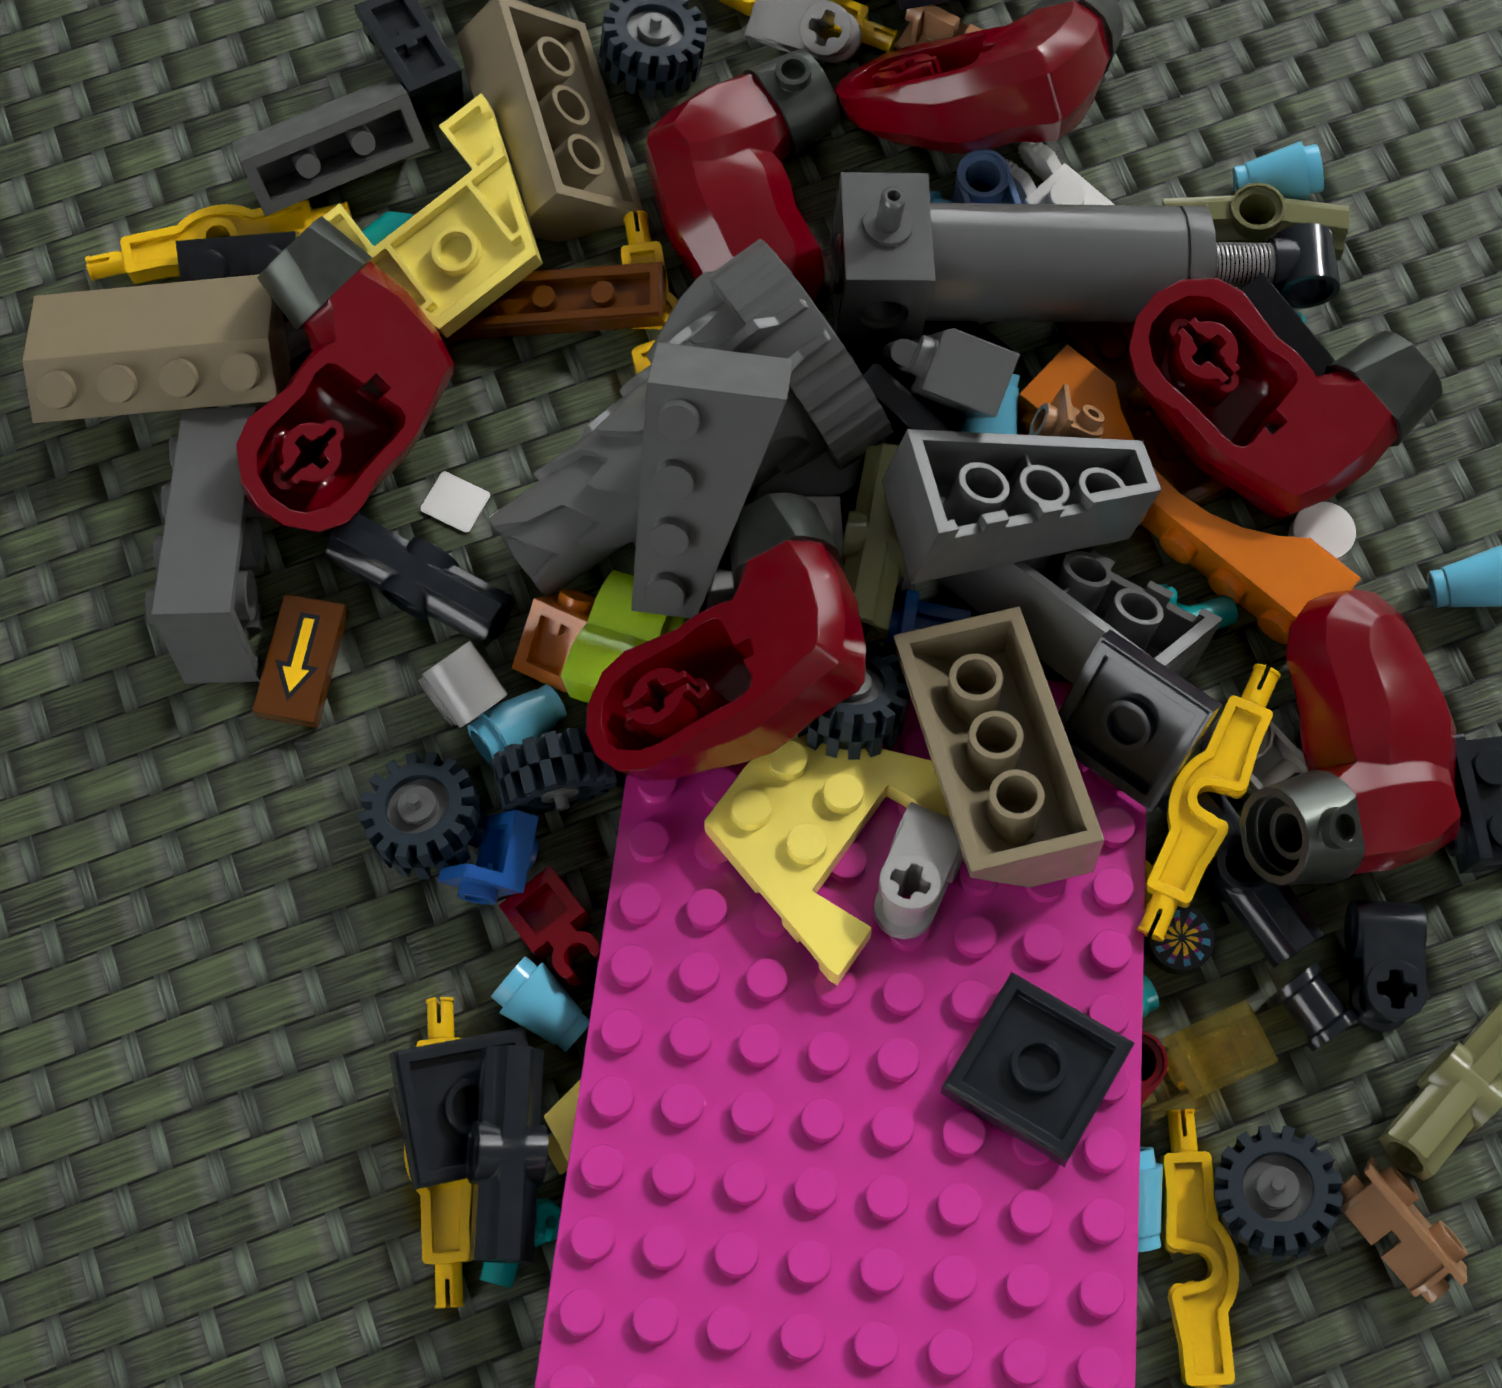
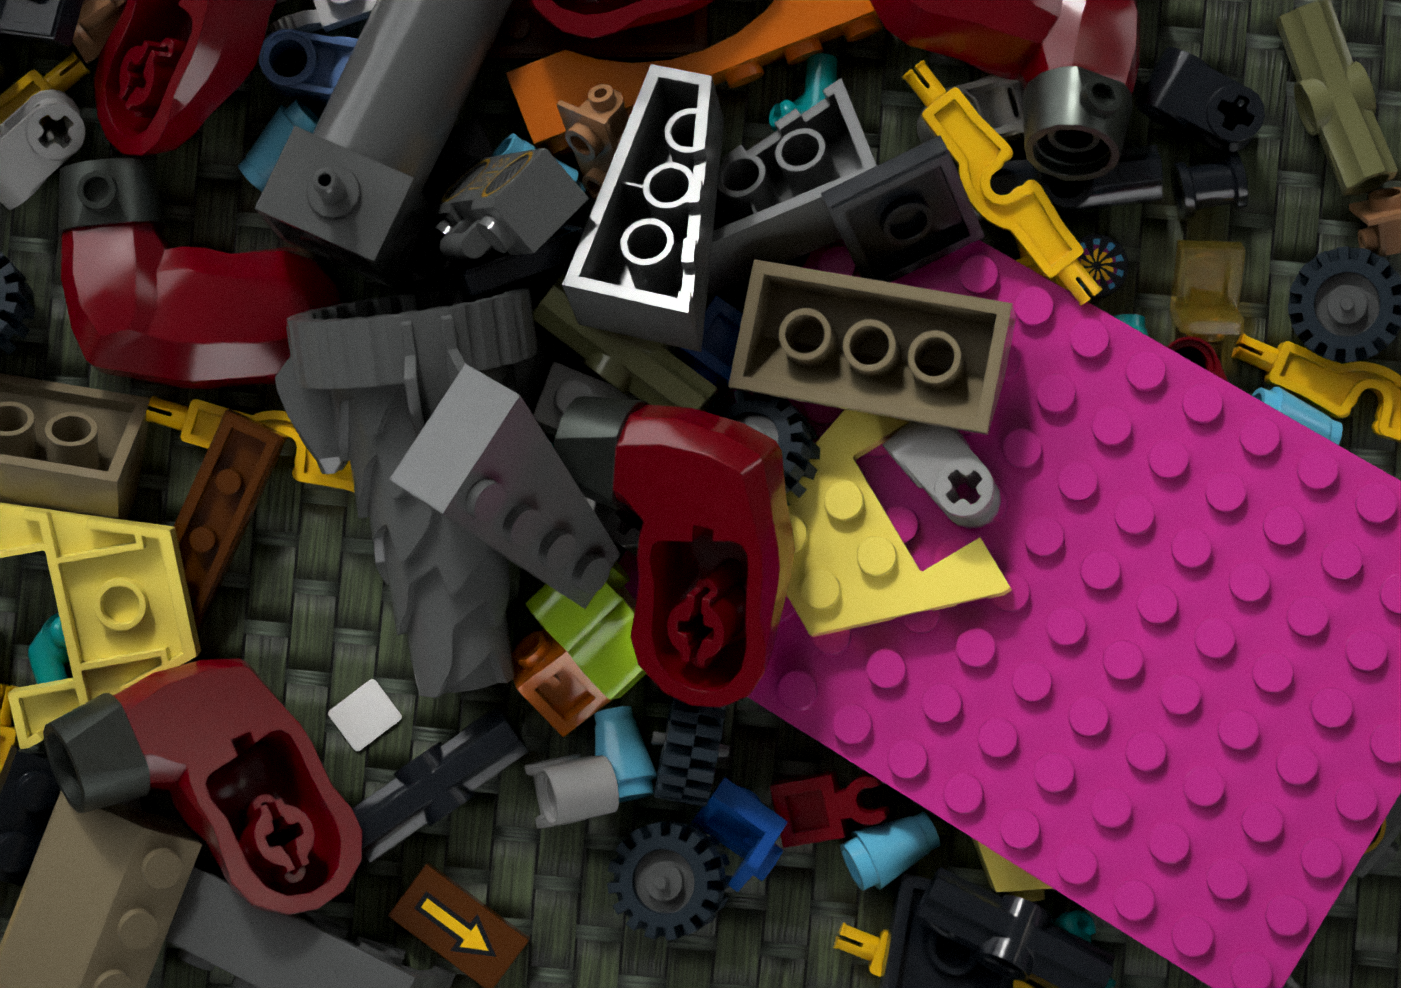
camera: 65 degrees left, 15 degrees up
(1037, 1068) = (1167, 457): black tile -> none

